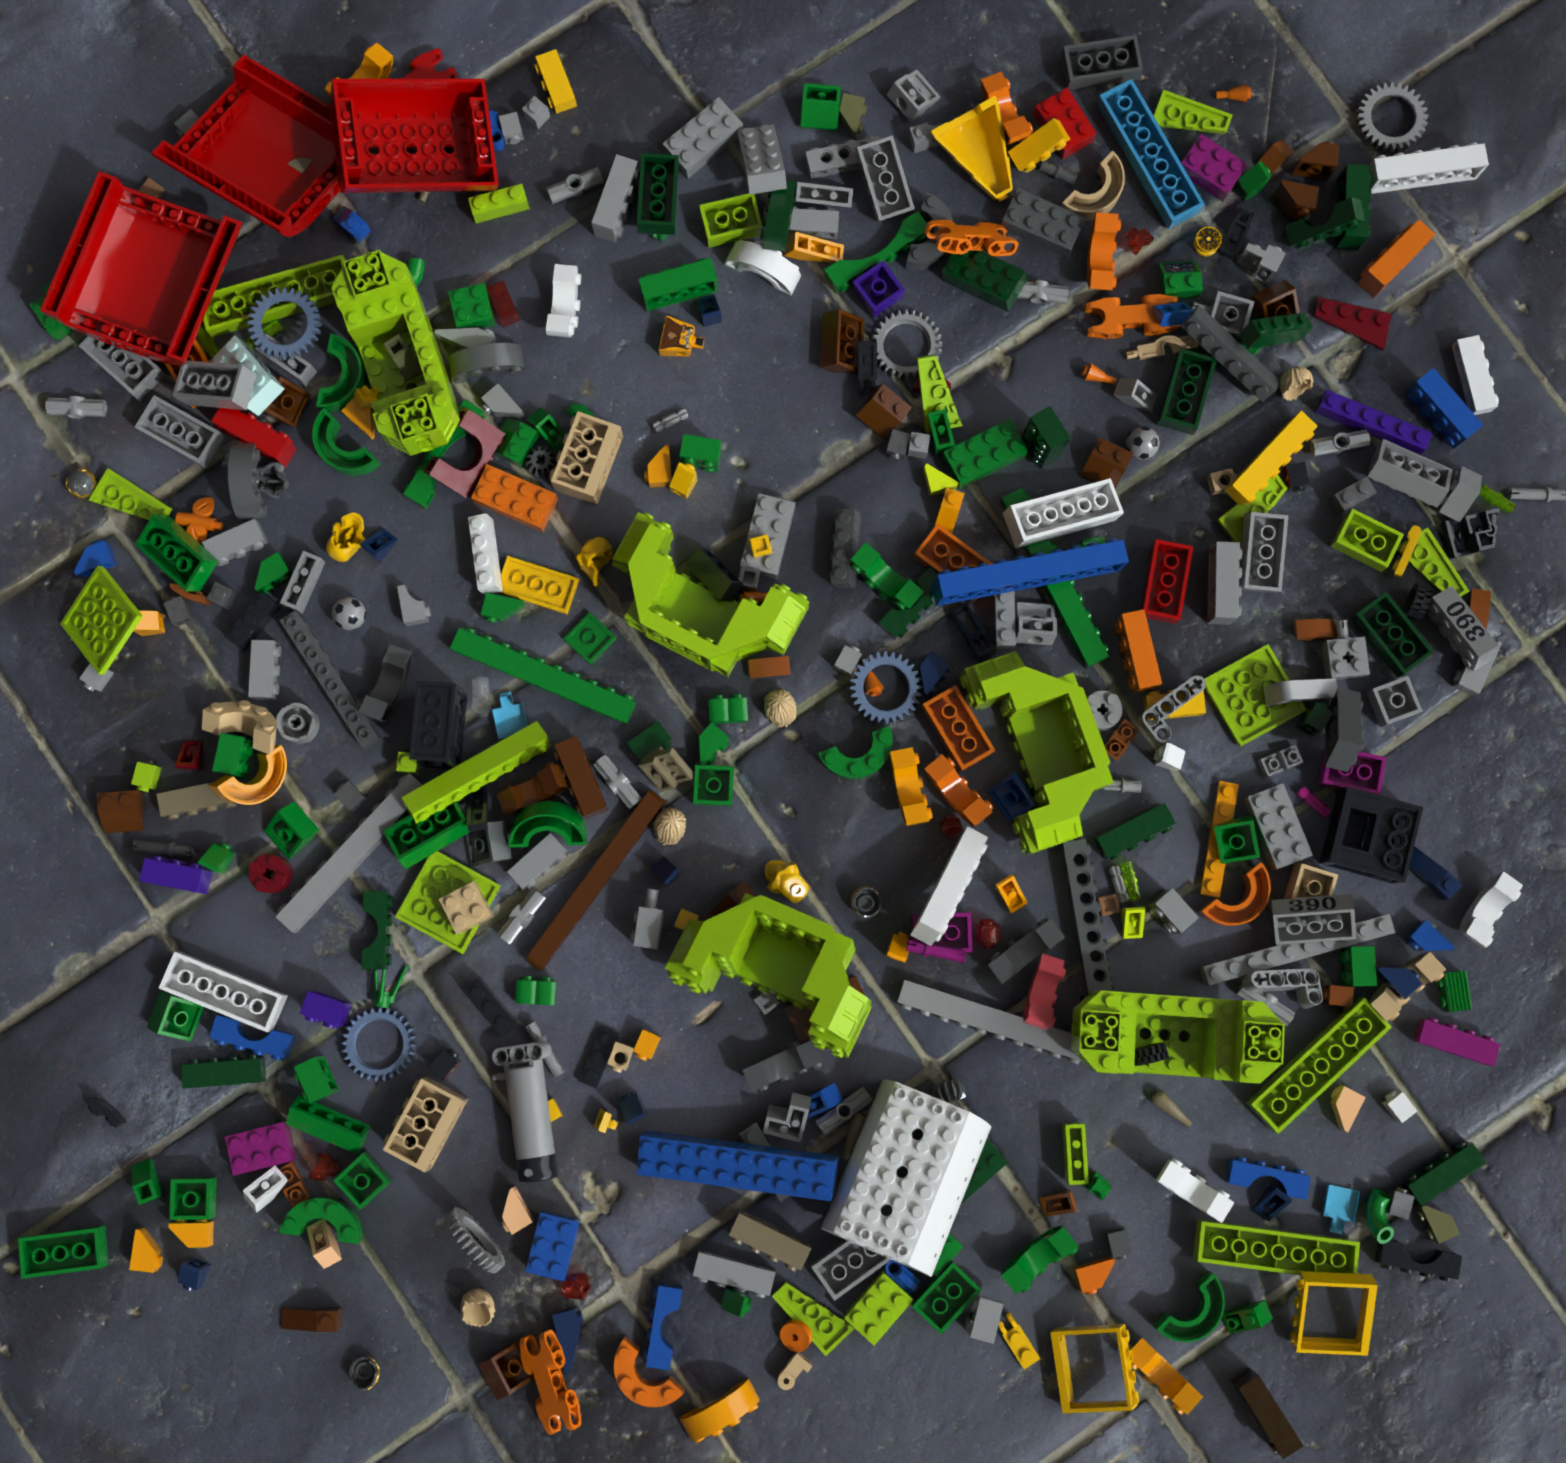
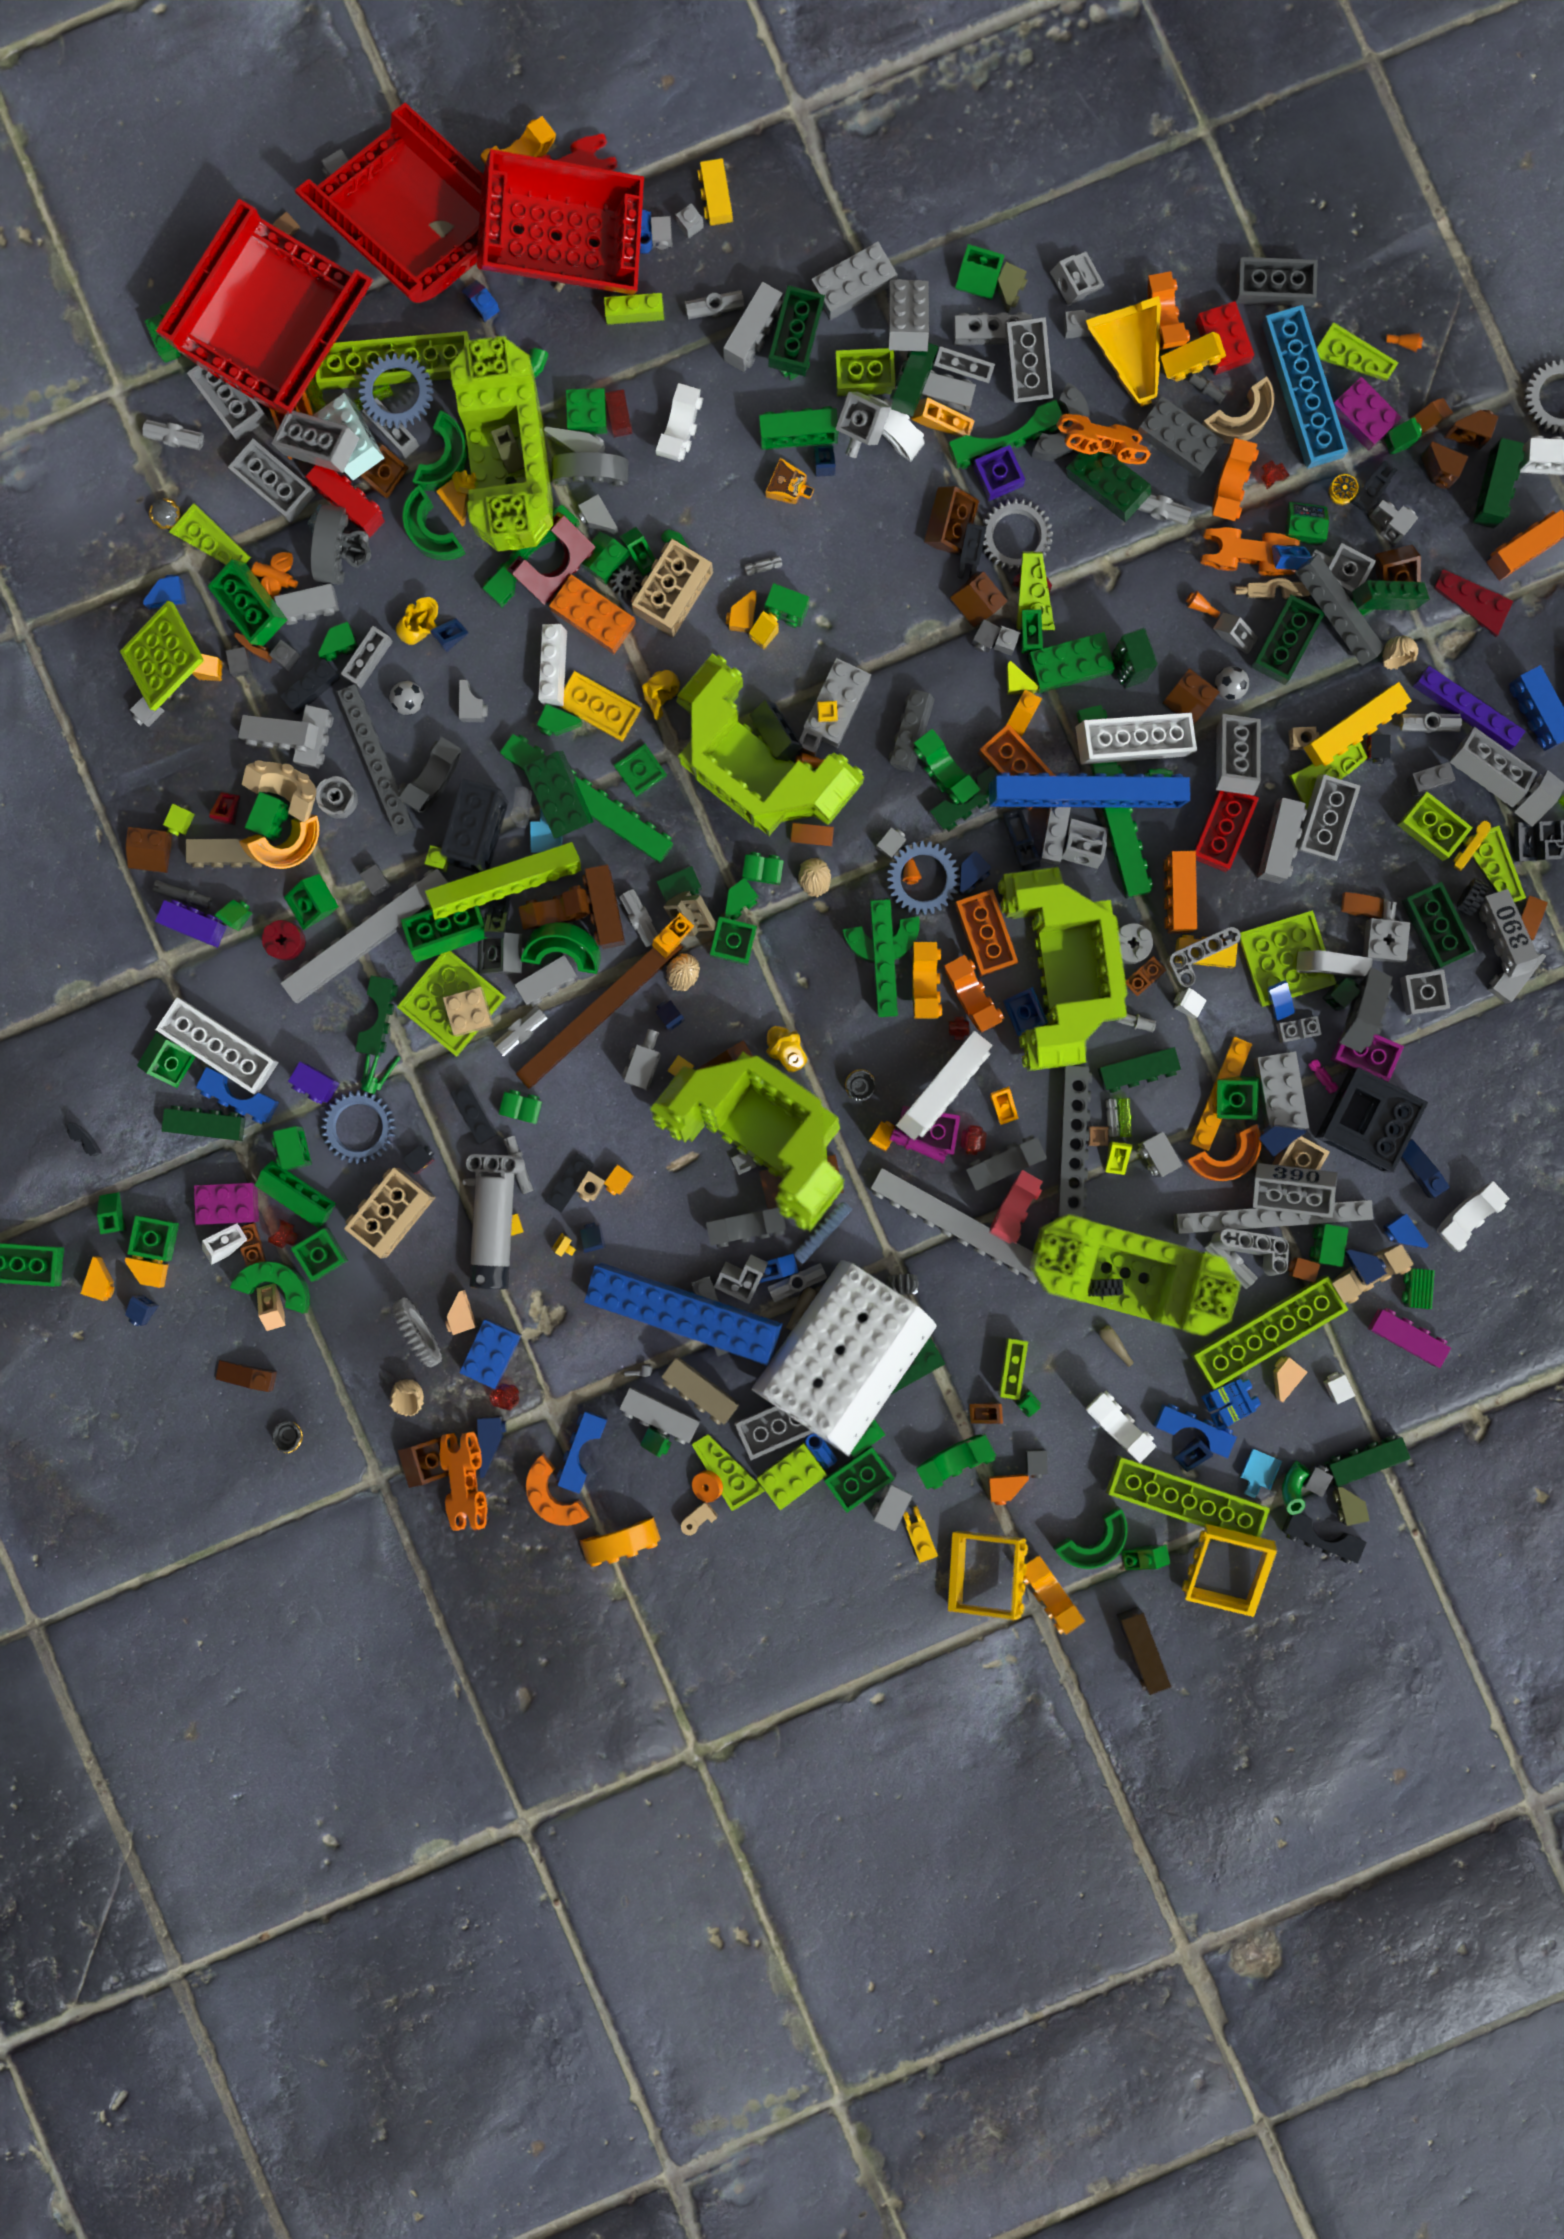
camera: 15 degrees right, 5 degrees up
(229, 672) = (278, 733): none -> light grey brick
(514, 677) = (558, 794): none -> dark green brick
(652, 792) = (672, 935): none -> light orange slope
(711, 1231) = (645, 1371): none -> light grey hand
(738, 273) = (862, 421): none -> light grey brick
(847, 1078) = (826, 1230): none -> sand blue piece
(864, 772) = (883, 957): none -> green arch
(1164, 509) = (1238, 754): none -> light grey brick
(1257, 736) = (1281, 1000): none -> blue slope
(1287, 870) = (1280, 1137): none -> dark blue slope
(1303, 1139) = (1236, 1398): none -> blue hips
(1345, 216) = (1486, 492): dark green arch -> none

